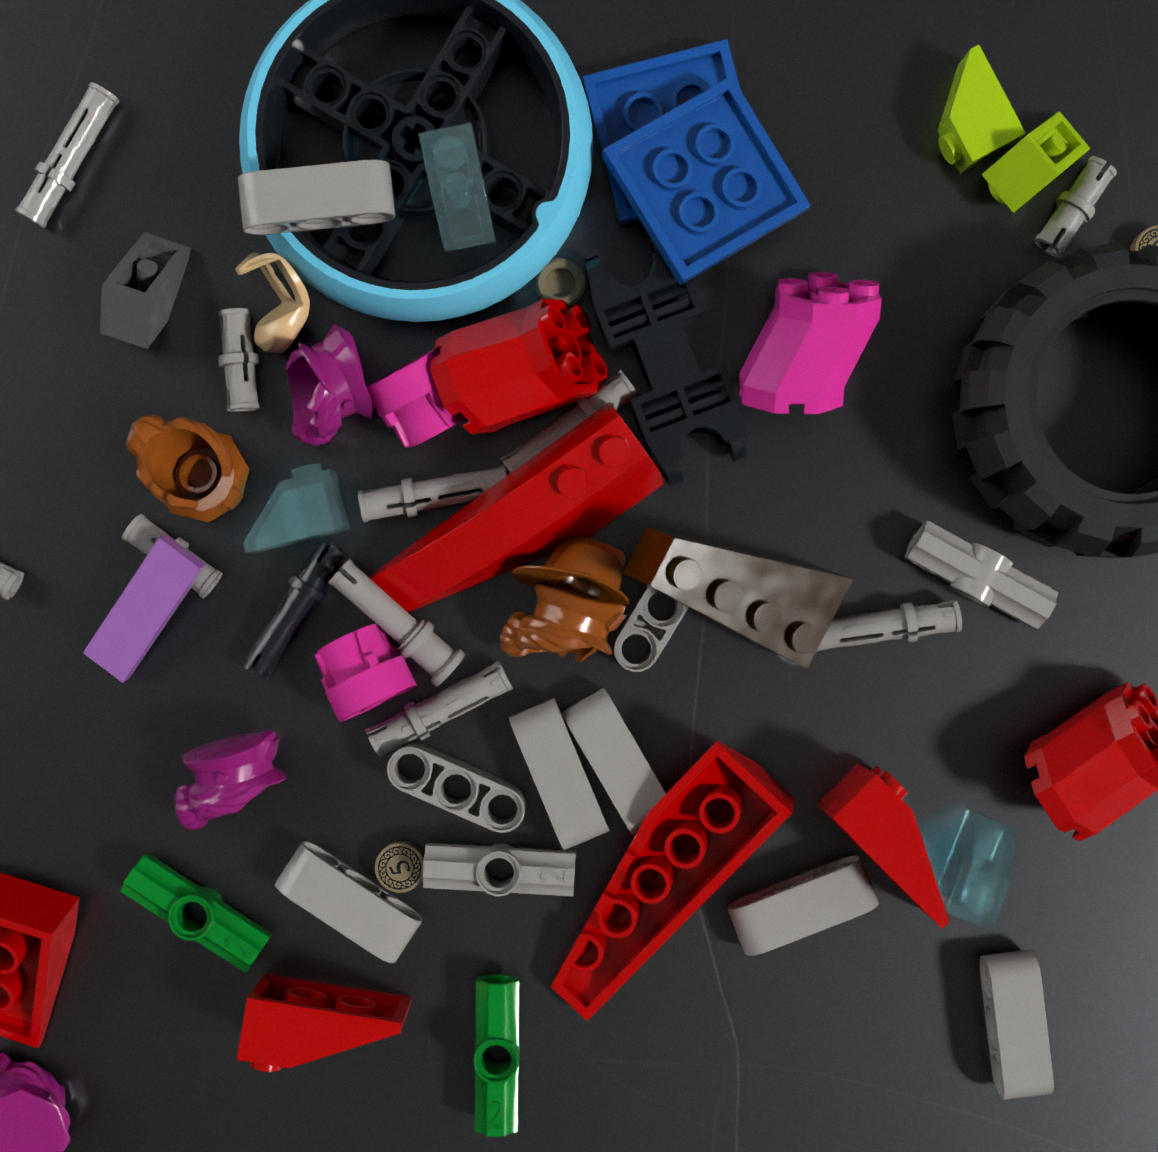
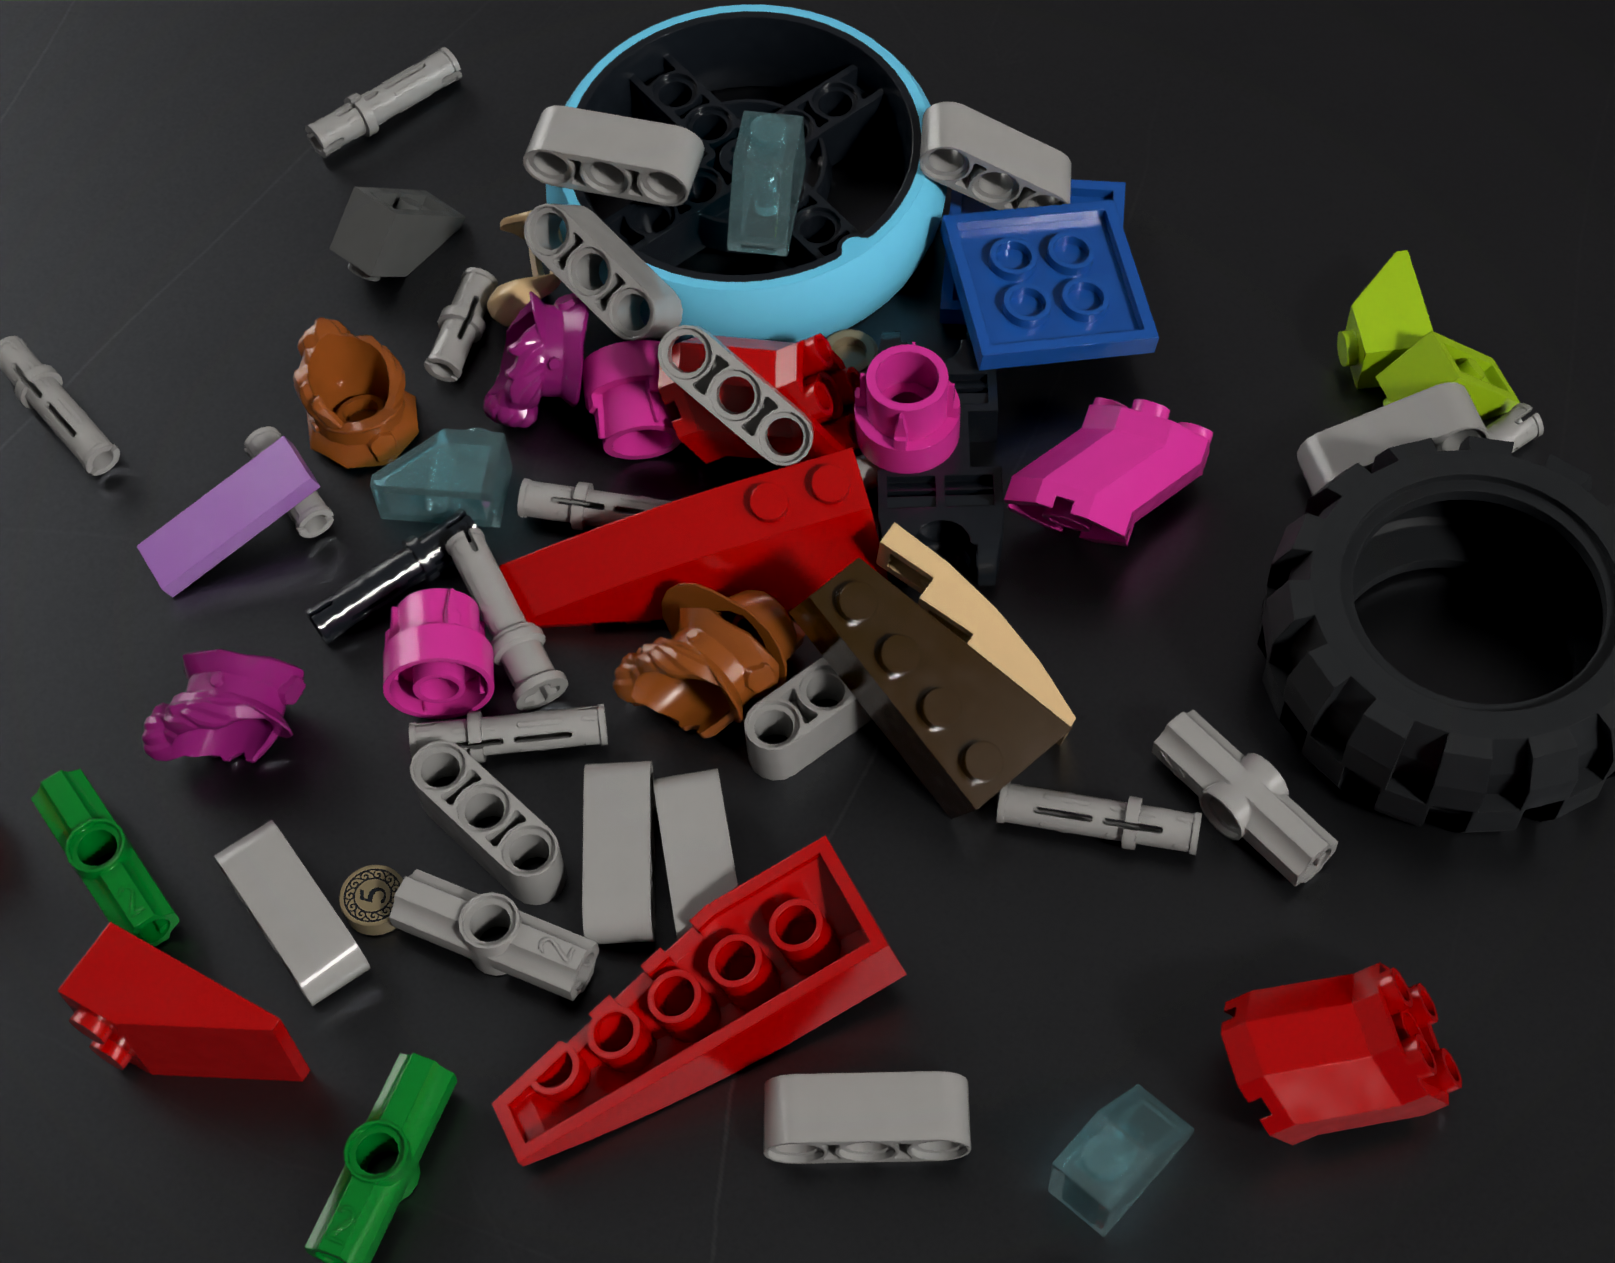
camera: 25 degrees right, 30 degrees down
(383, 323) = (578, 264): none -> light grey beam
(498, 387) = (705, 388): none -> light grey beam
(627, 81) = (991, 160): none -> light grey beam
(648, 326) = (907, 410): none -> dark pink piece
(766, 529) = (968, 615): none -> tan slope
(875, 817) = (996, 1020): red slope -> none
(1014, 241) = (1435, 413): none -> light grey beam

